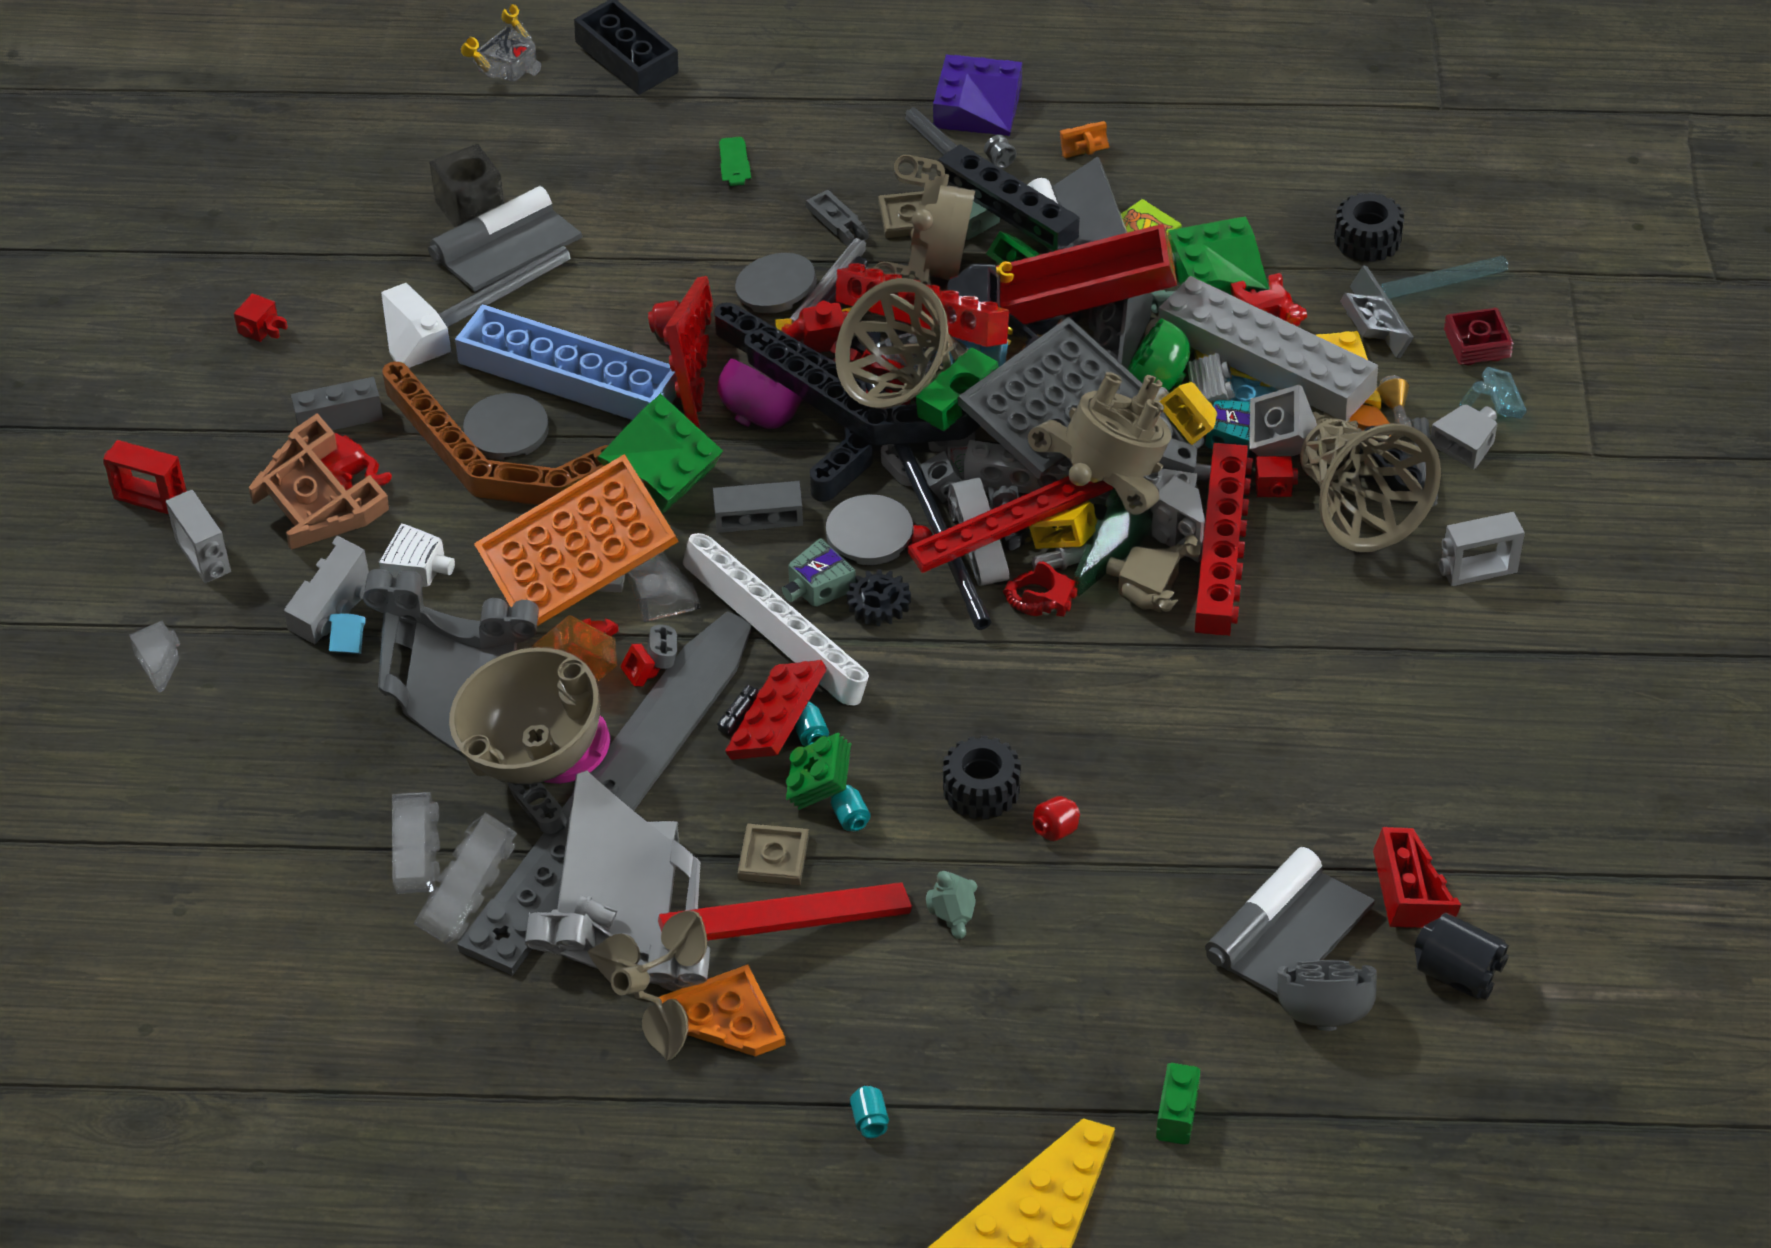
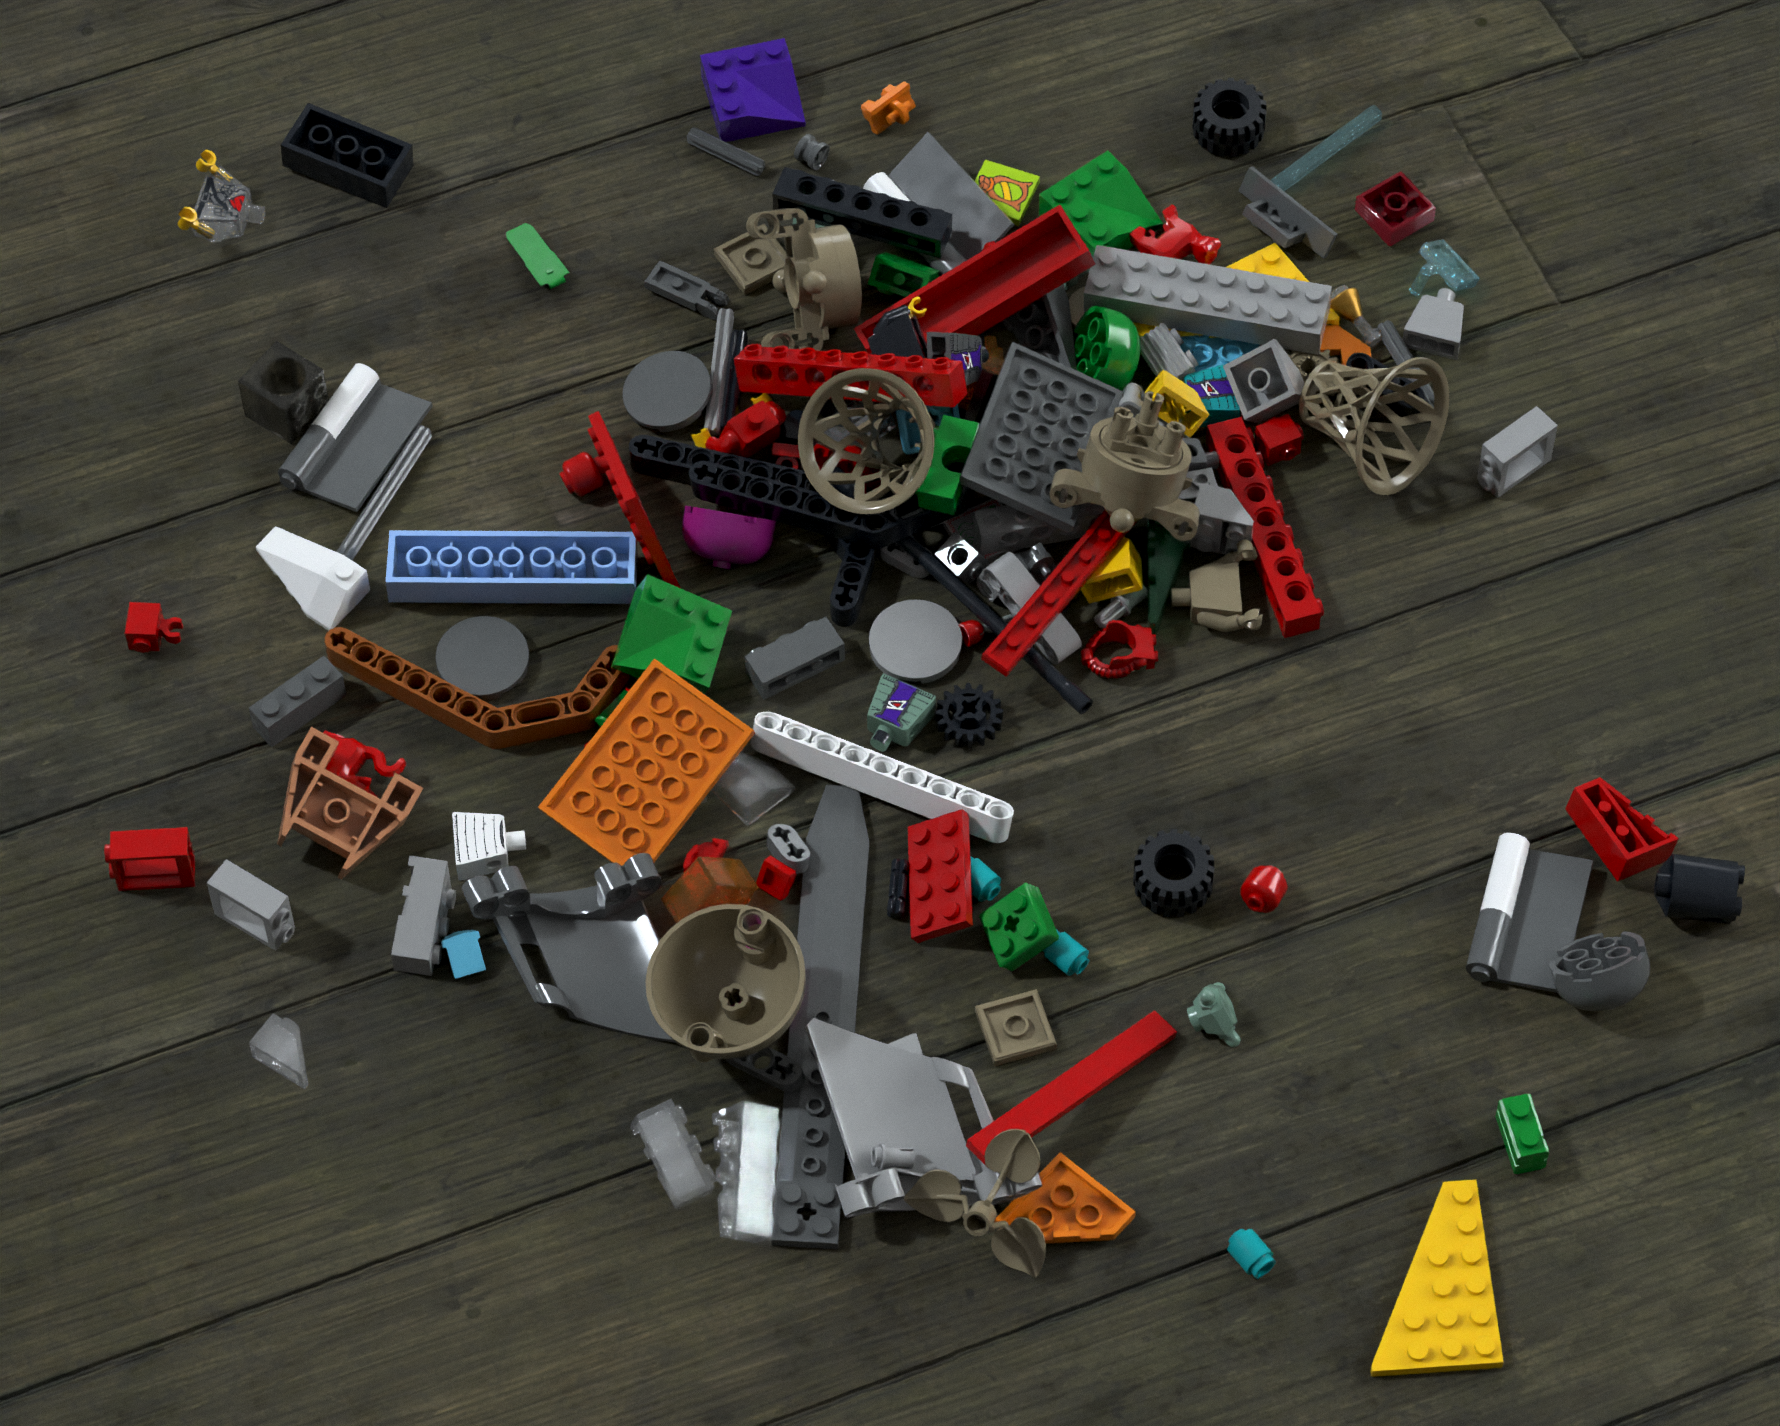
camera: 25 degrees left, 10 degrees up
(1024, 314) = (960, 348): none -> dark grey torso

